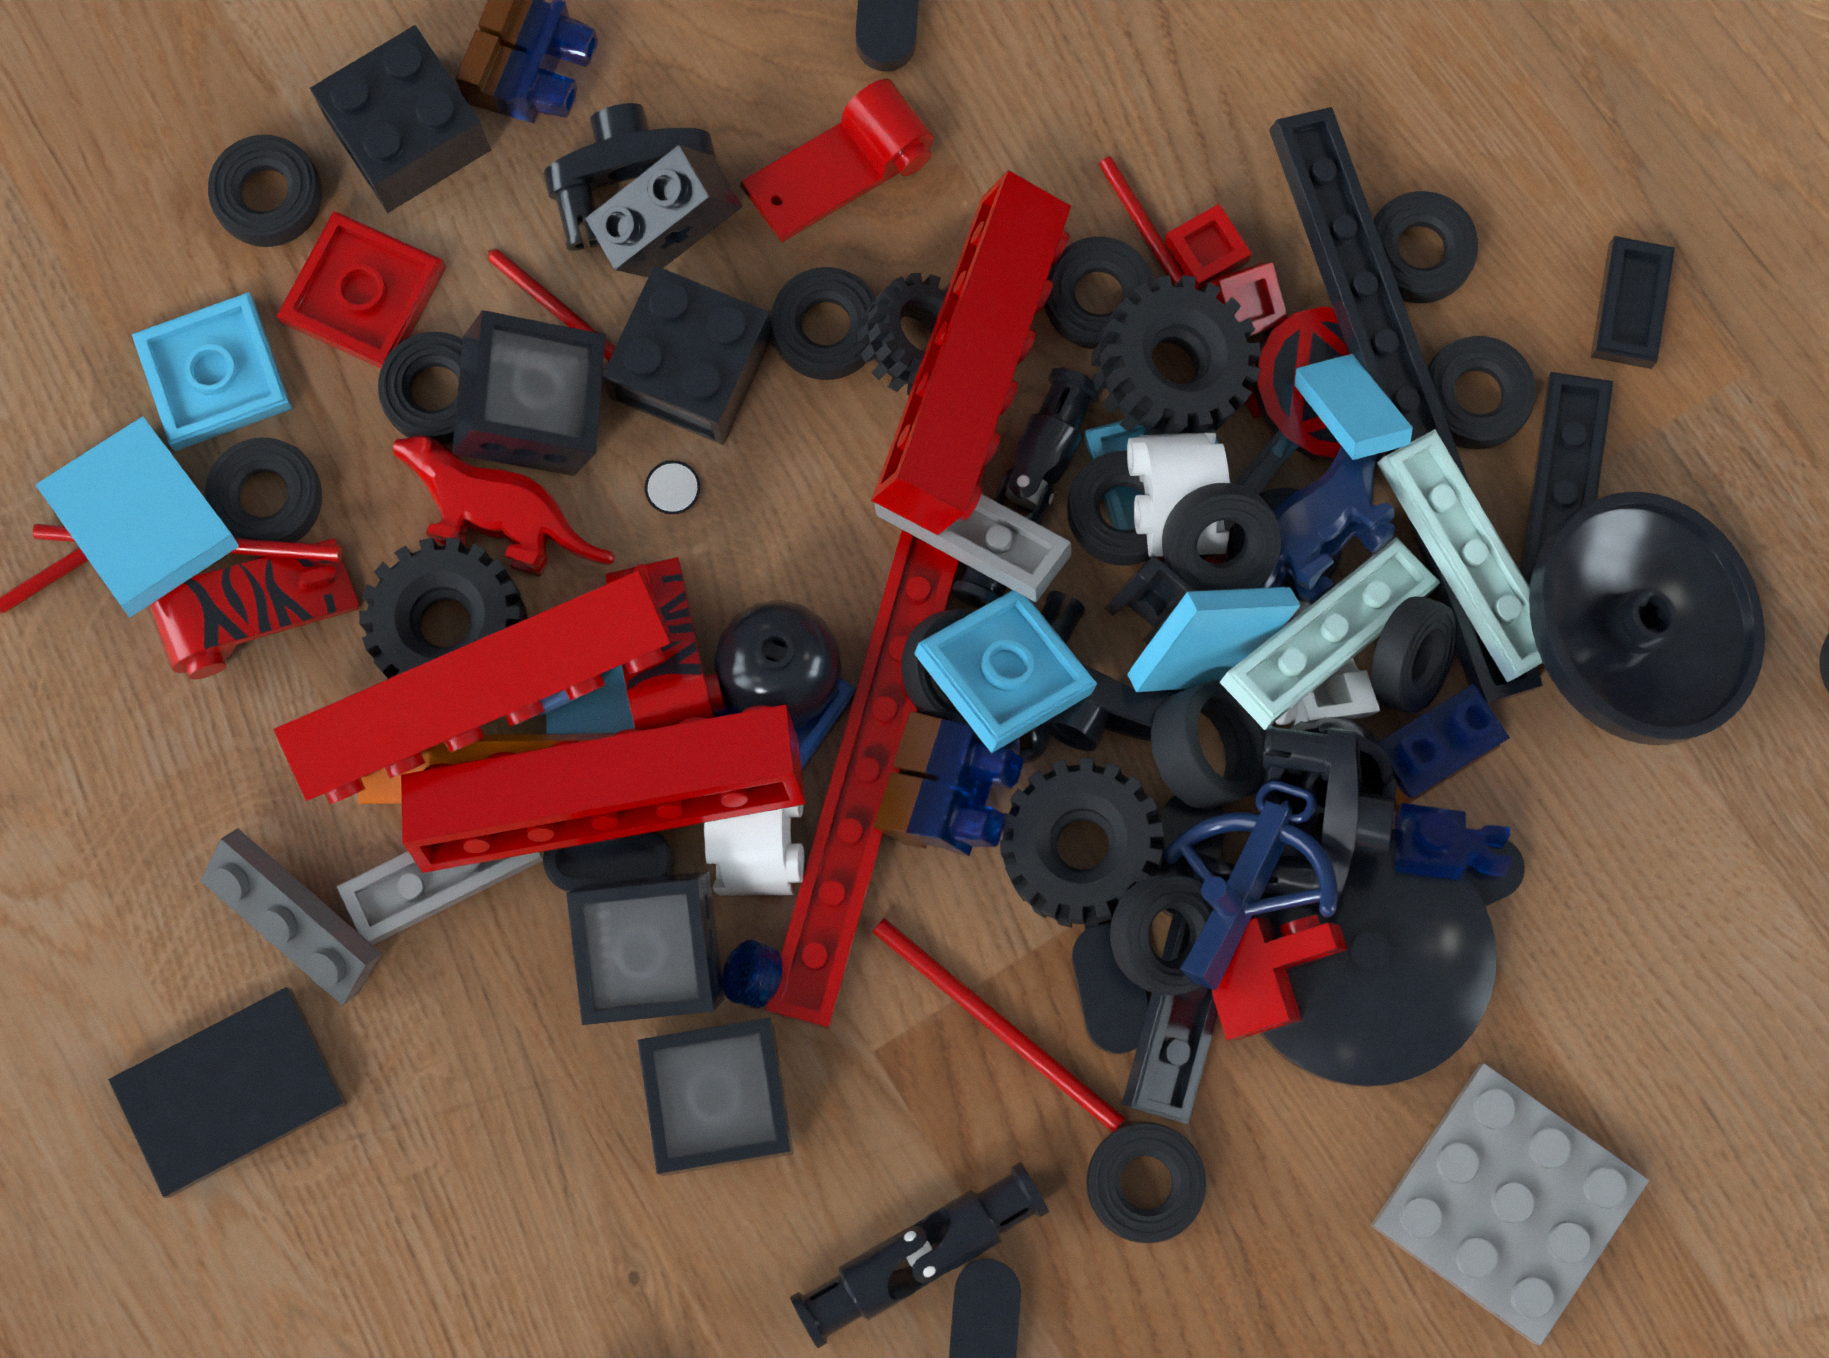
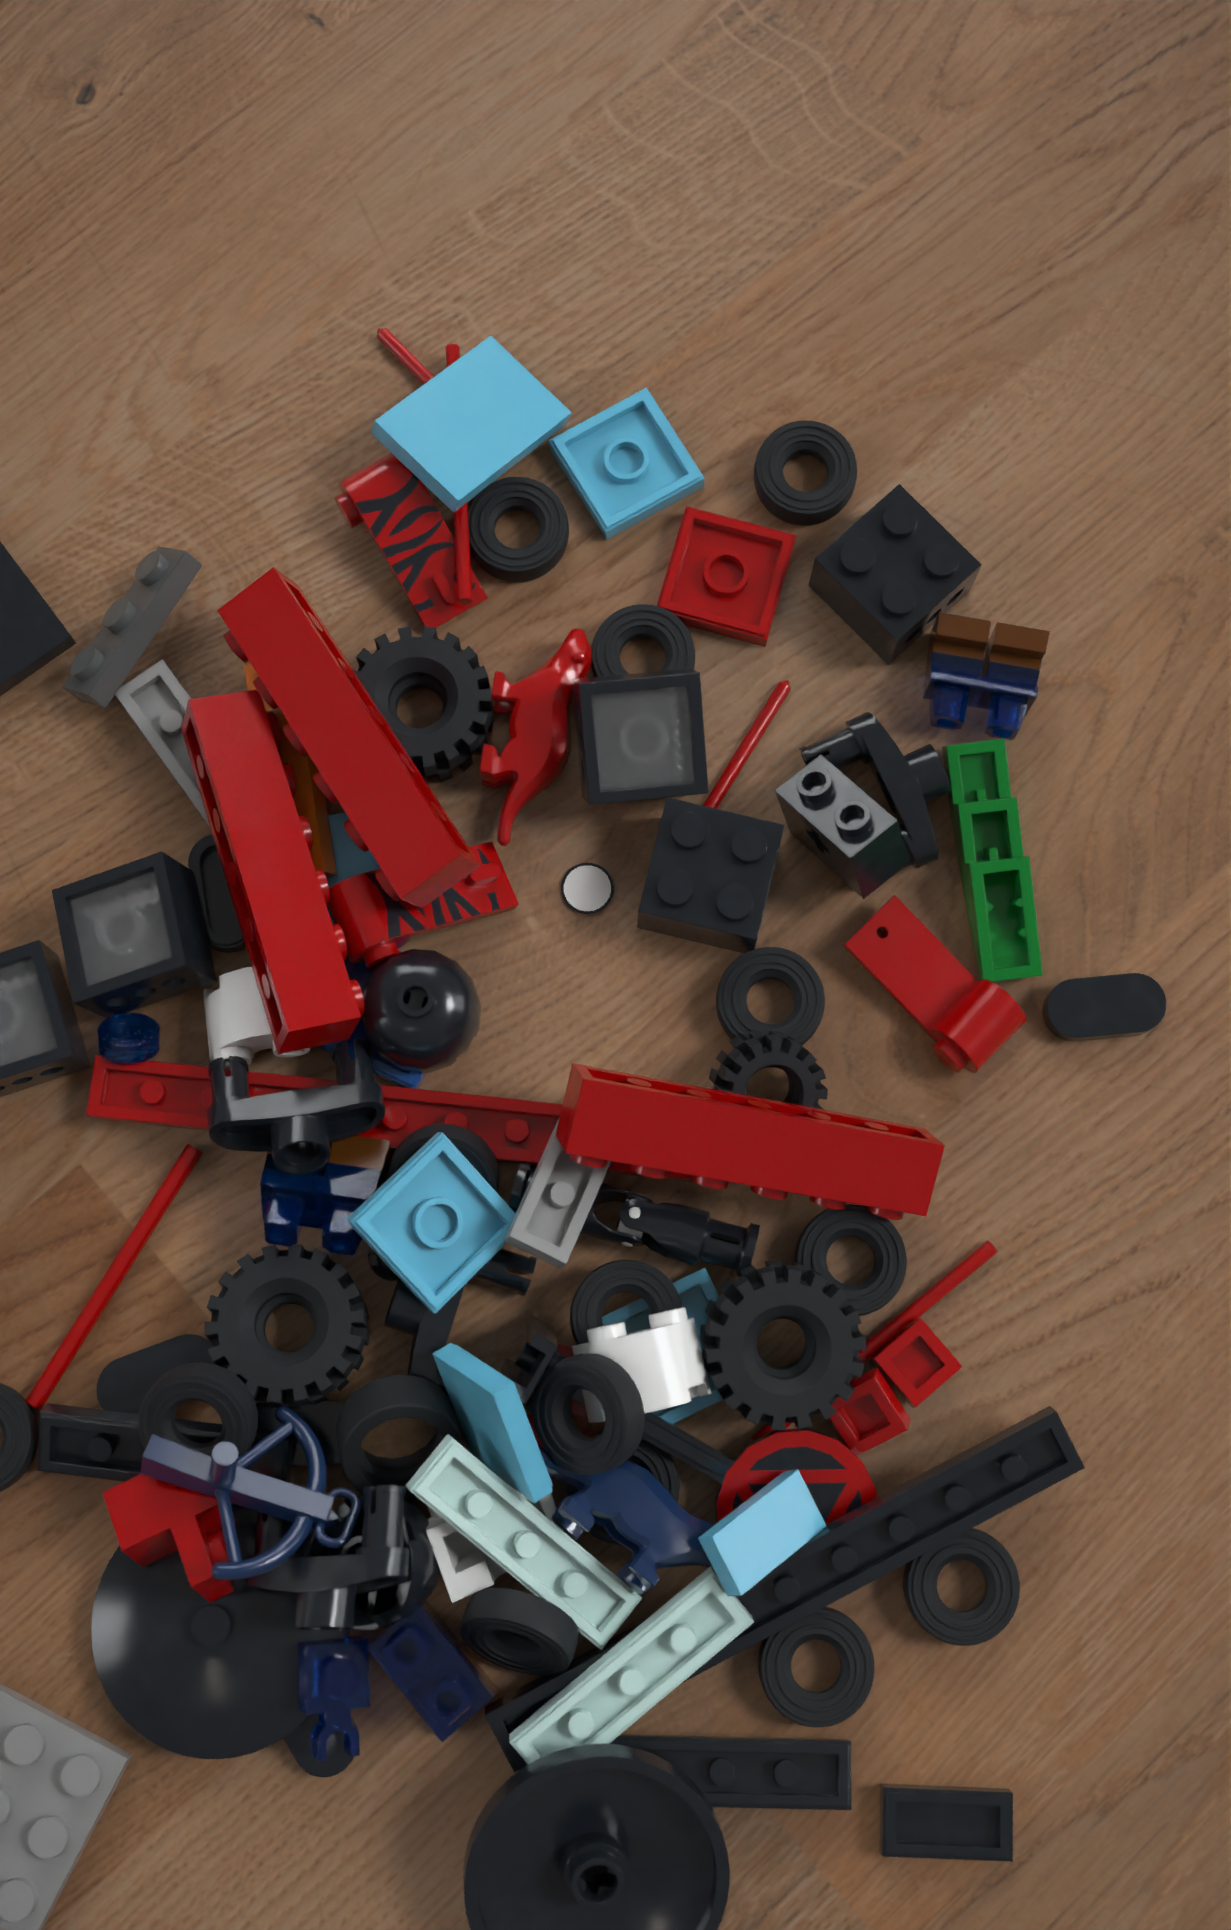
camera: 80 degrees right, 0 degrees up
(721, 86) = (992, 861): none -> green slope
(881, 797) = (295, 1122): none -> black connector

